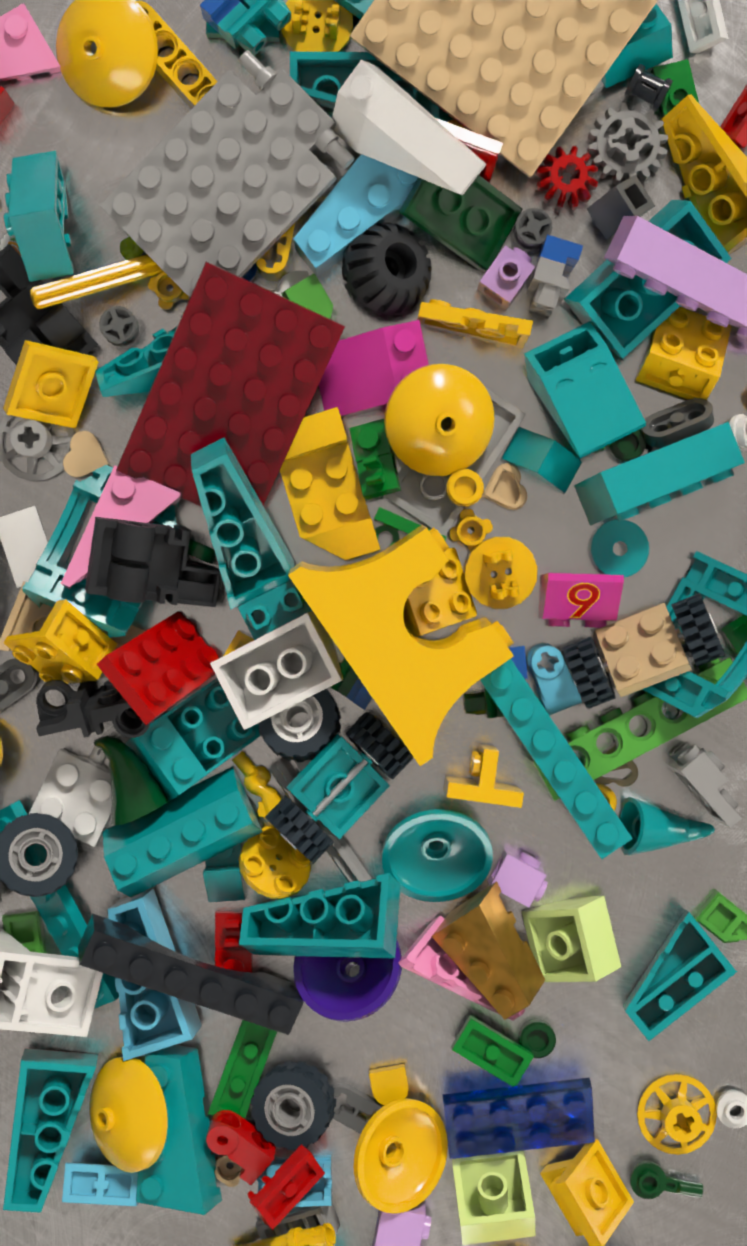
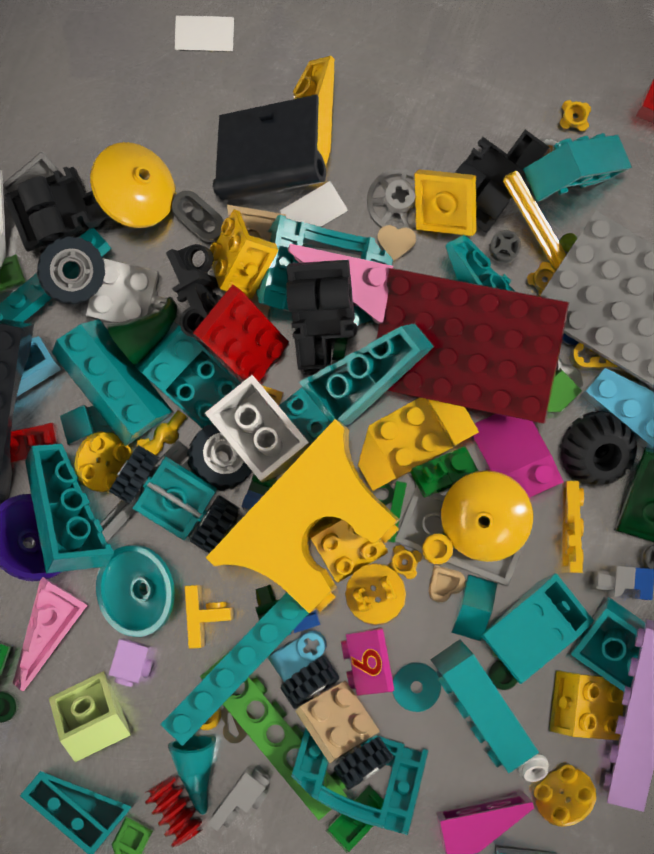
camera: 80 degrees right, 5 degrees down
(490, 952) = (65, 652): pearl gold wedge -> none
(506, 276) = (616, 546): lavender brick -> none
(678, 422) = (529, 712): dark grey plate -> none
(702, 862) = (173, 811): none -> red piece

